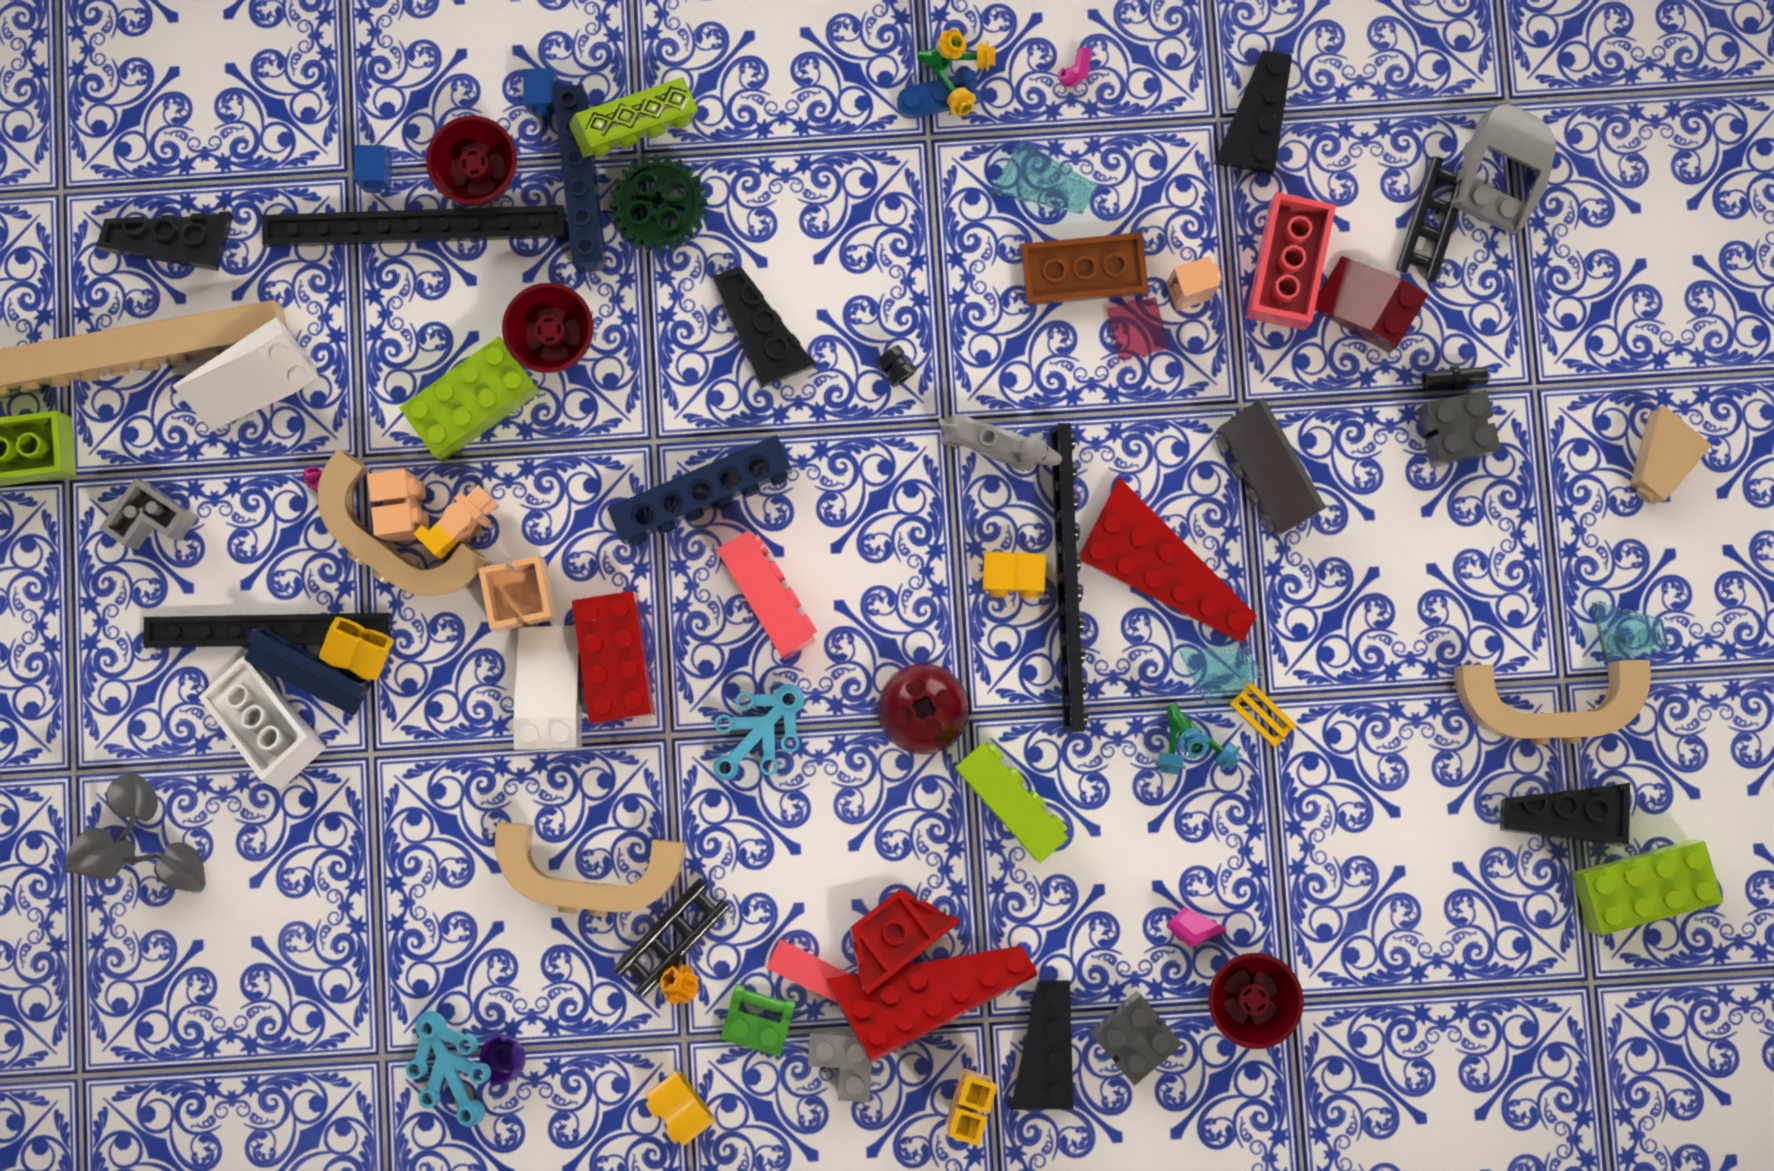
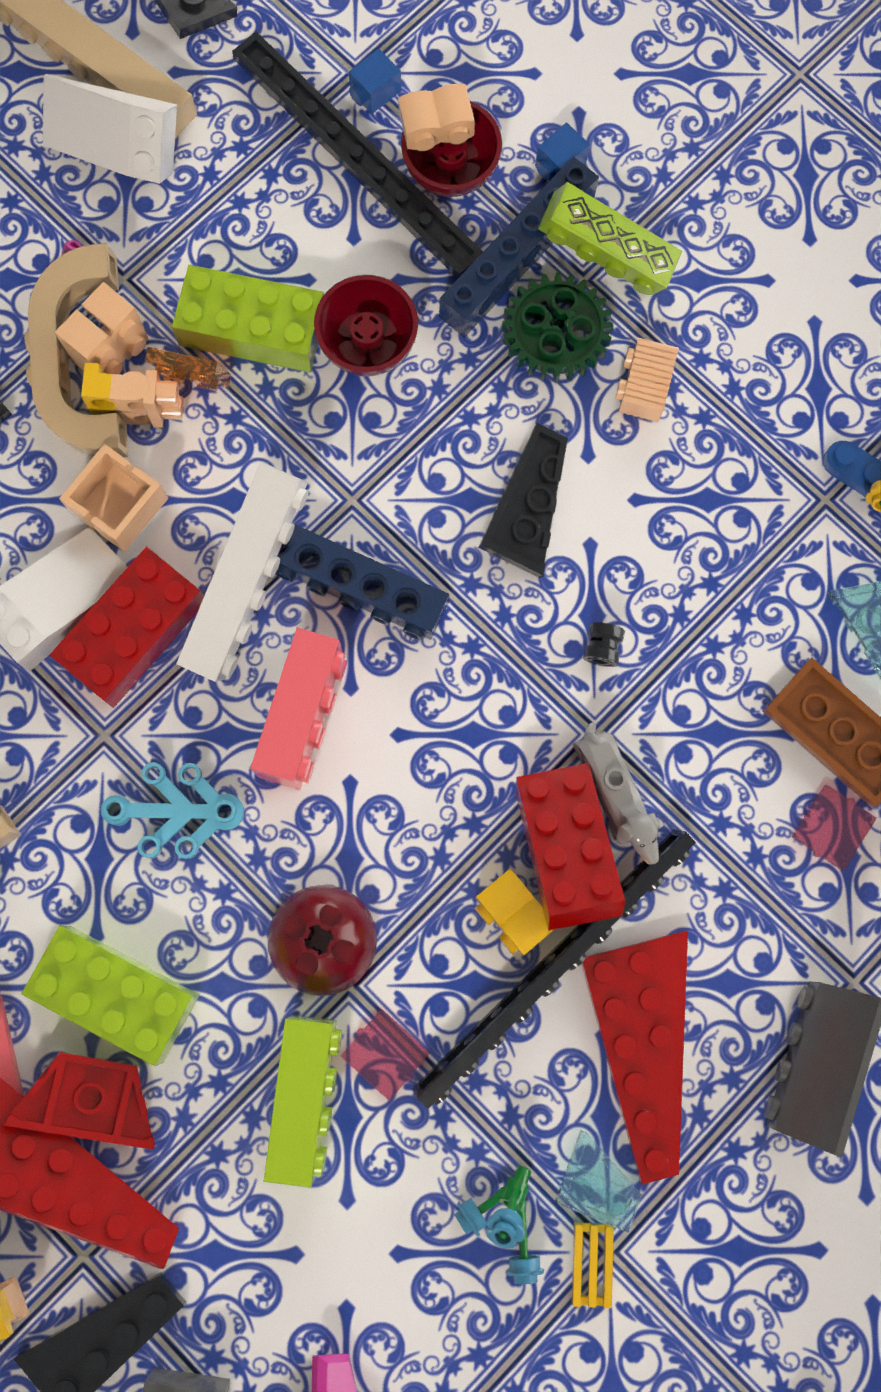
camera: 40 degrees right, 5 degrees down
(447, 154) = (436, 117): none -> light nougat brick
(463, 478) = (179, 367): none -> clear orange plate
(645, 552) = (242, 573): none -> white brick
(747, 177) = (648, 379): none -> light nougat brick
(841, 867) = (110, 994): none -> lime brick
(1003, 503) = (569, 847): none -> red brick
(1028, 730) = (385, 1054): none -> clear pink piece

